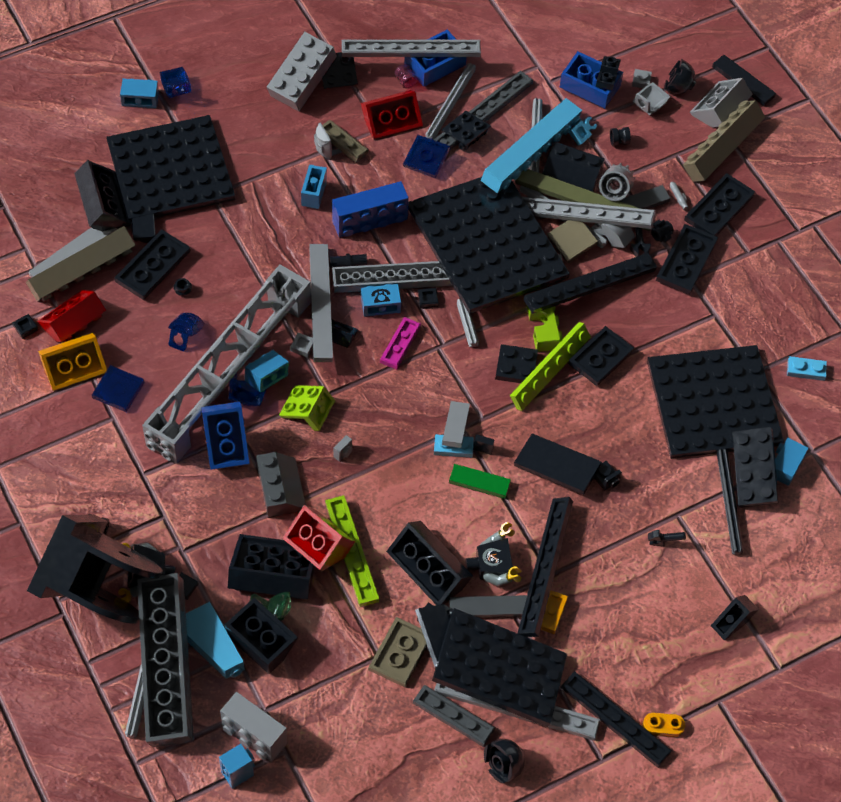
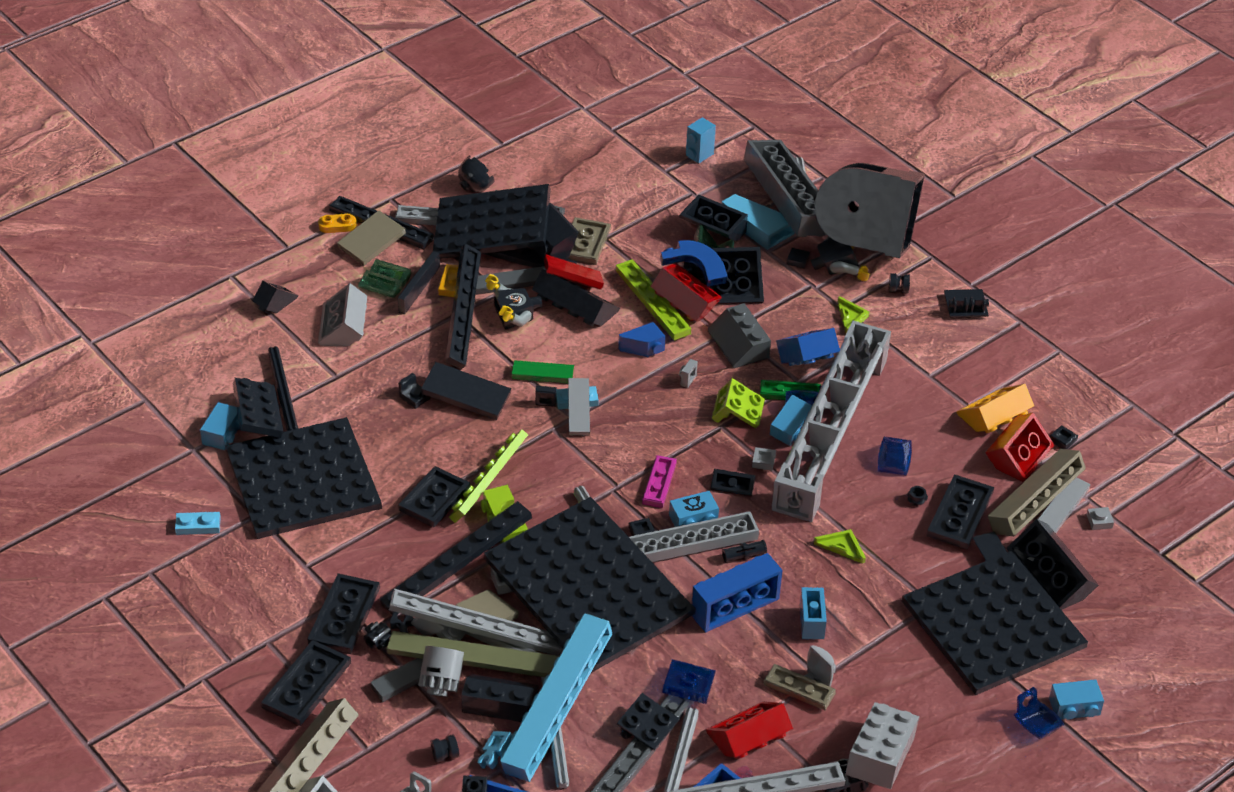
camera: 170 degrees right, 15 degrees down
(36, 242) = (1100, 518): none -> light grey plate
(38, 494) = (966, 303): none -> black hinge
(118, 388) = (937, 397): clear blue tile -> none
(158, 501) = (851, 312): none -> lime tile
(253, 727) = (695, 163): light grey brick -> none
(261, 421) = (776, 389): none -> green tile
(263, 256) = (842, 543): none -> lime tile
(302, 564) = (701, 256): none -> blue arch
(320, 303) = (759, 495): light grey tile -> none
(376, 495) = (642, 341): none -> blue slope
(427, 583) = (573, 272): none -> red tile
(515, 363) = (527, 478): black plate -> none
(586, 612) = (418, 282): none -> black tile
(619, 630) = (385, 278): none -> clear green slope
(629, 687) = (371, 237): none -> dark tan tile
(657, 538) = (354, 347): black bar -> none
(667, 575) = (343, 317): none -> light grey slope
(681, 198) = (358, 691): light grey piece -> none

